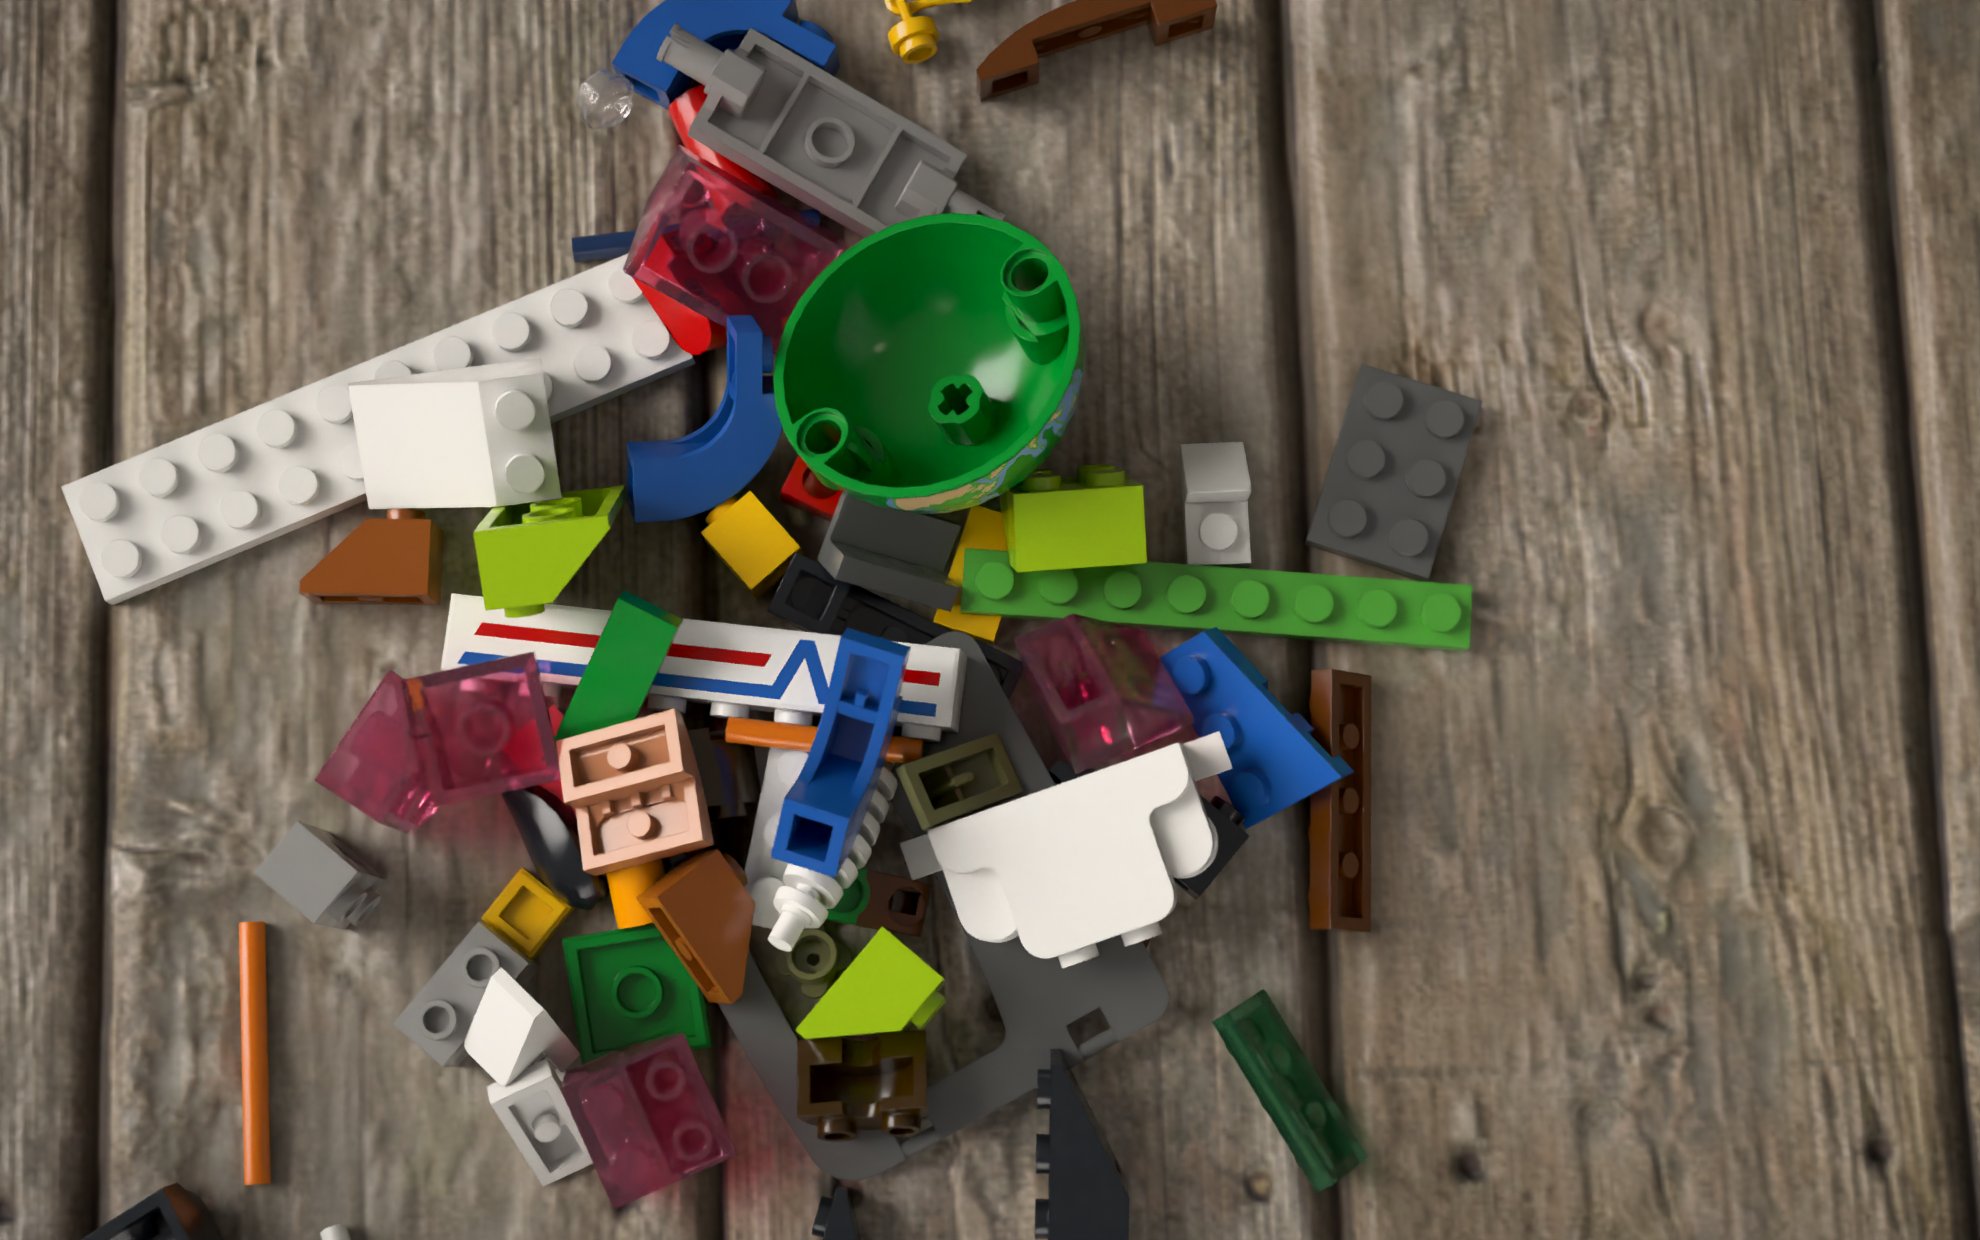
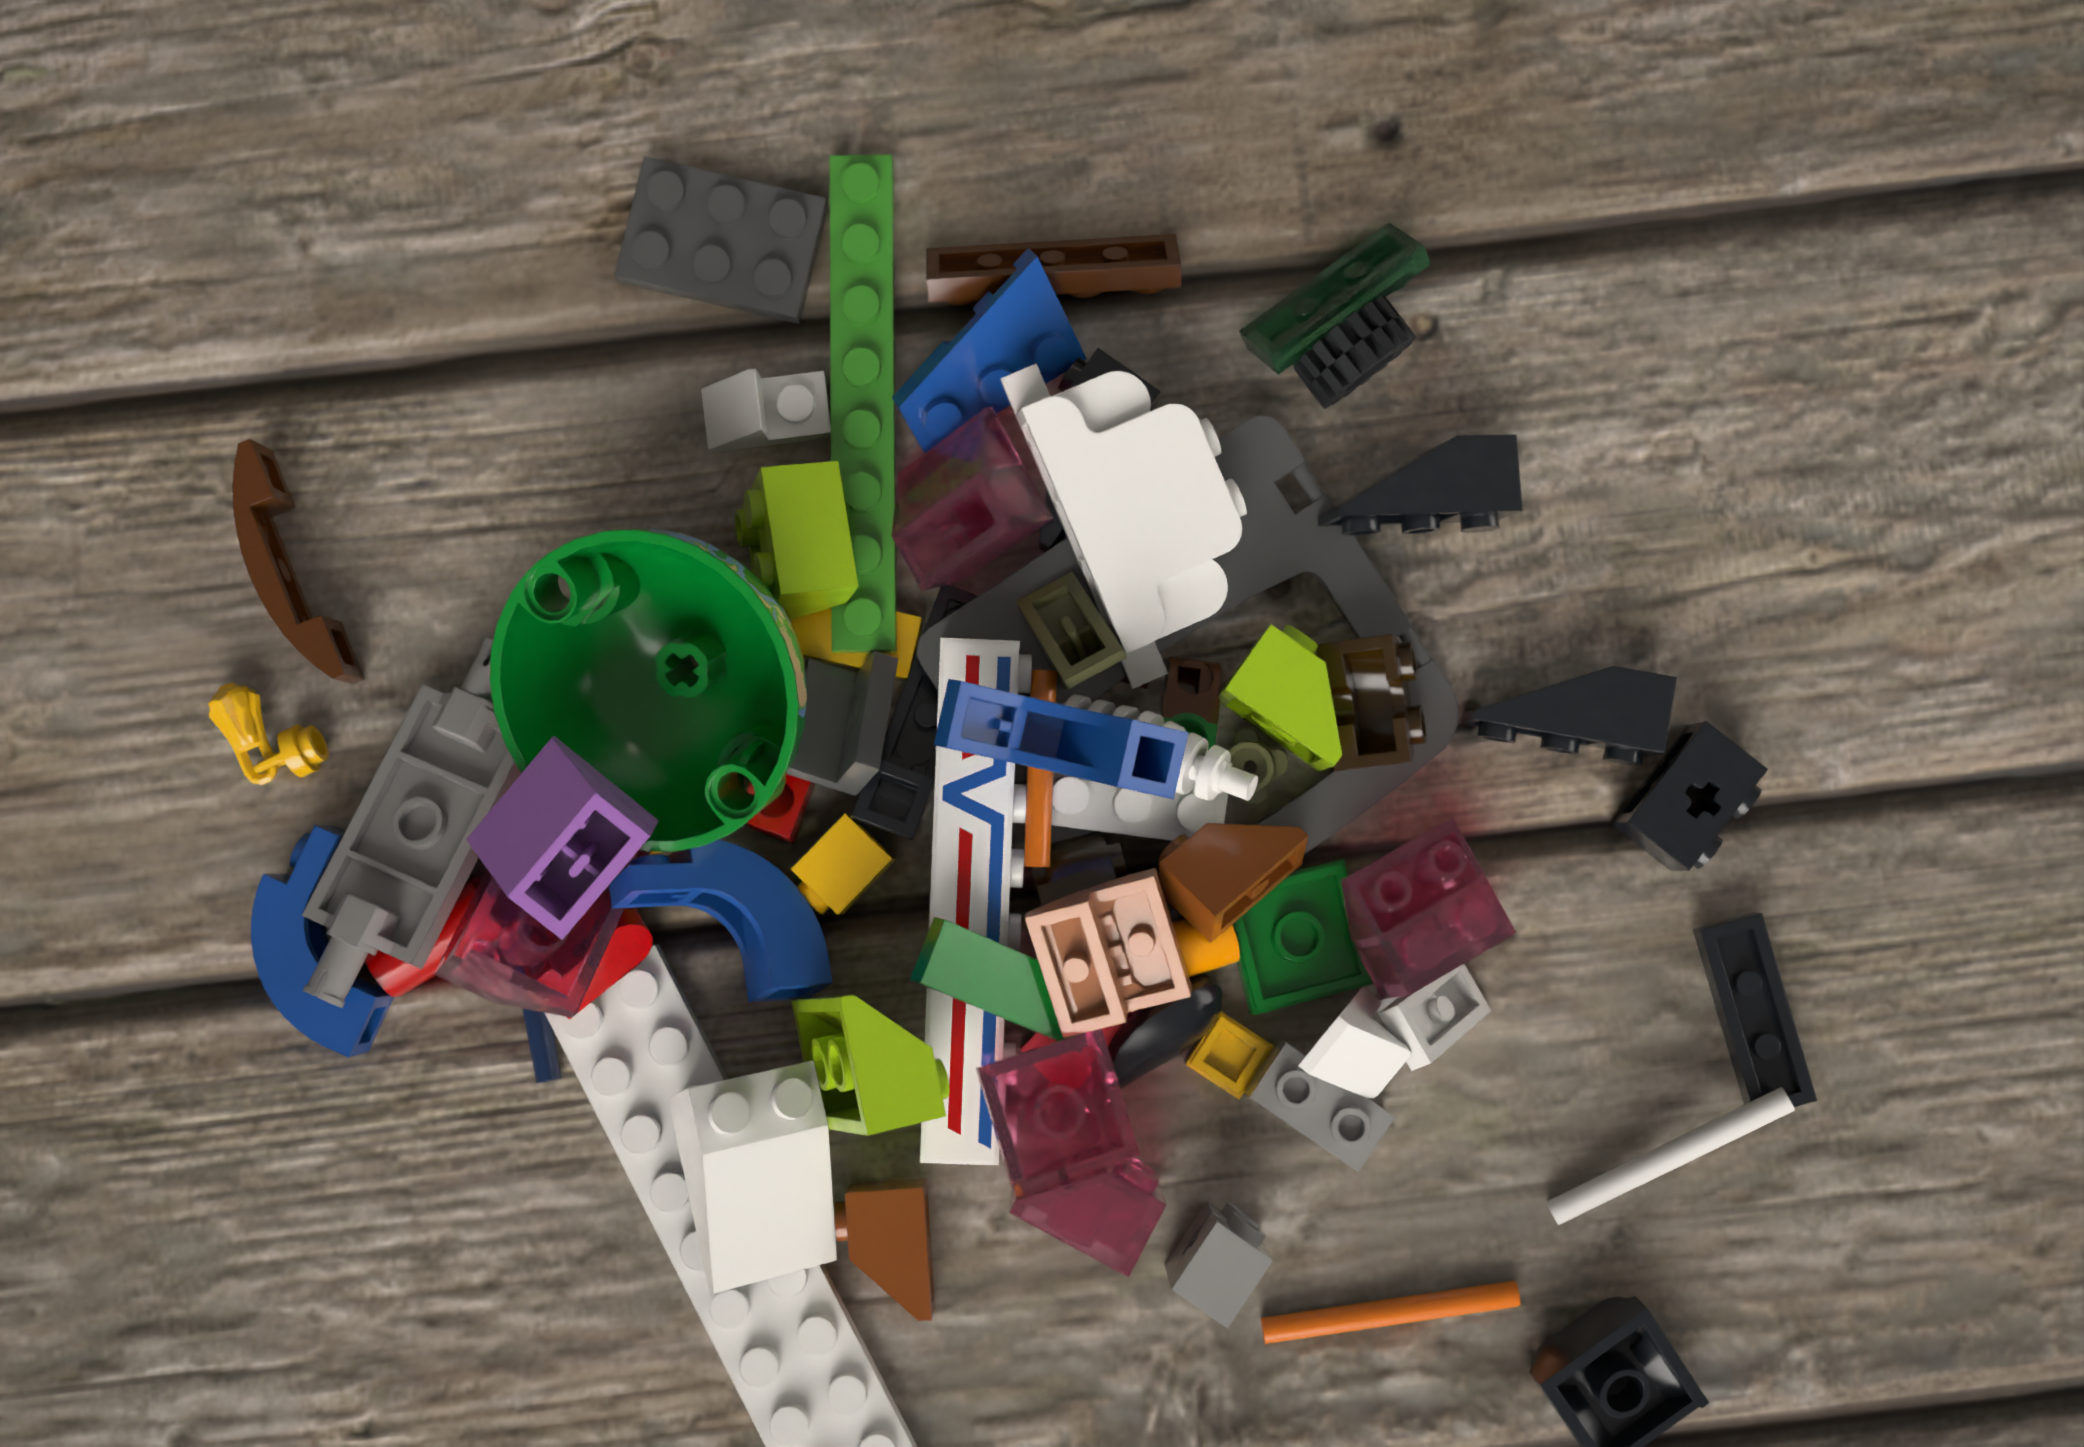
camera: 95 degrees left, 5 degrees up
(604, 99) = (387, 1063): clear plate -> none
(792, 267) = (560, 837): none -> medium lavender slope
(1227, 1101) = (1354, 352): none -> black tyre

